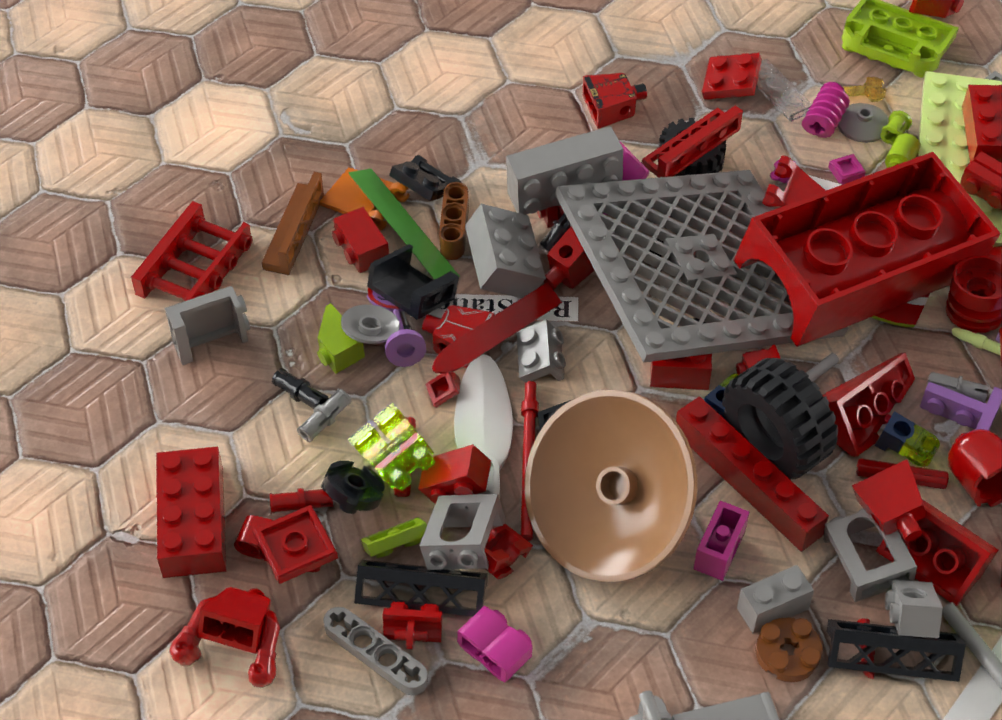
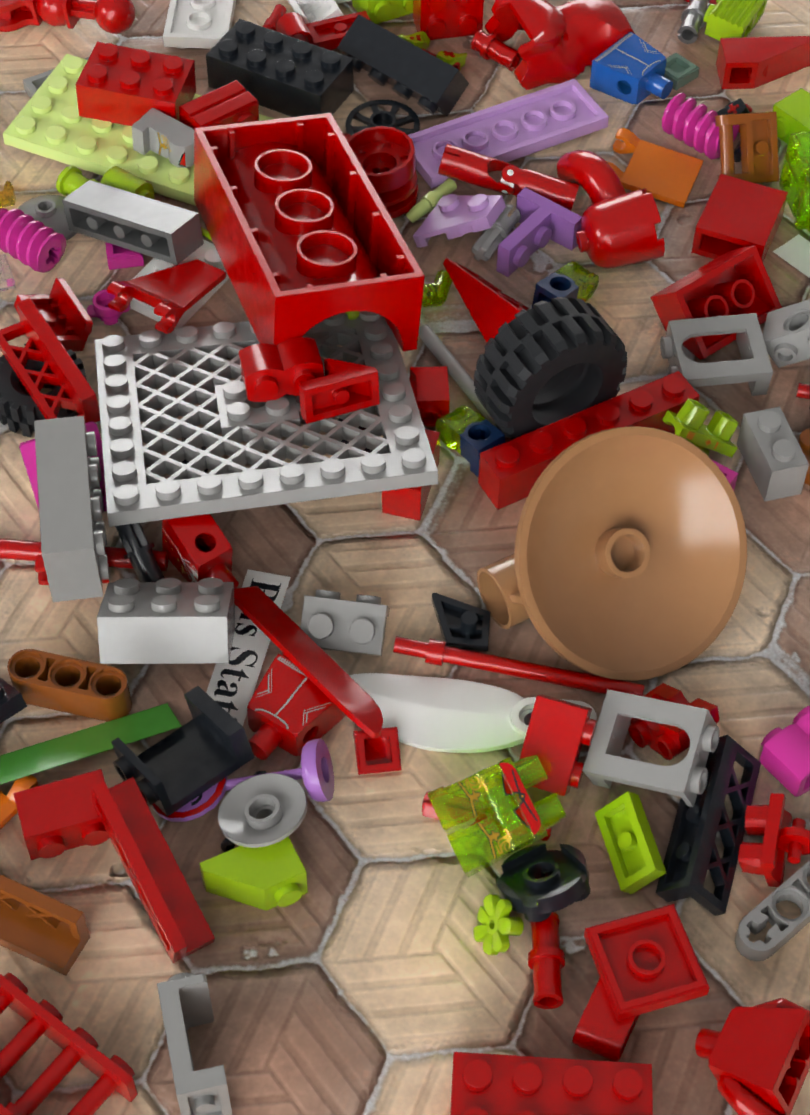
camera: 80 degrees left, 0 degrees up
(298, 388) = (339, 938): black pin -> none
(319, 470) = (496, 925): none -> lime plant
(324, 282) = (152, 868): none -> red fence
(324, 415) = (395, 910): light grey pin -> none
(709, 292) = (341, 390): none -> red slope
(723, 257) = (276, 370): none -> red brick
(756, 143) = (63, 314): none -> red bracket
(776, 542) = (714, 436): none -> lime hips
(866, 151) = (133, 222): none -> dark grey brick
(871, 354) = (437, 292): none -> clear neon green arm
(893, 500) = (684, 299): red torso -> none
(922, 476) = (612, 294): red axle -> none
(955, 151) = (165, 137): none -> light grey leg
(961, 358) = (459, 216): none -> lavender wing

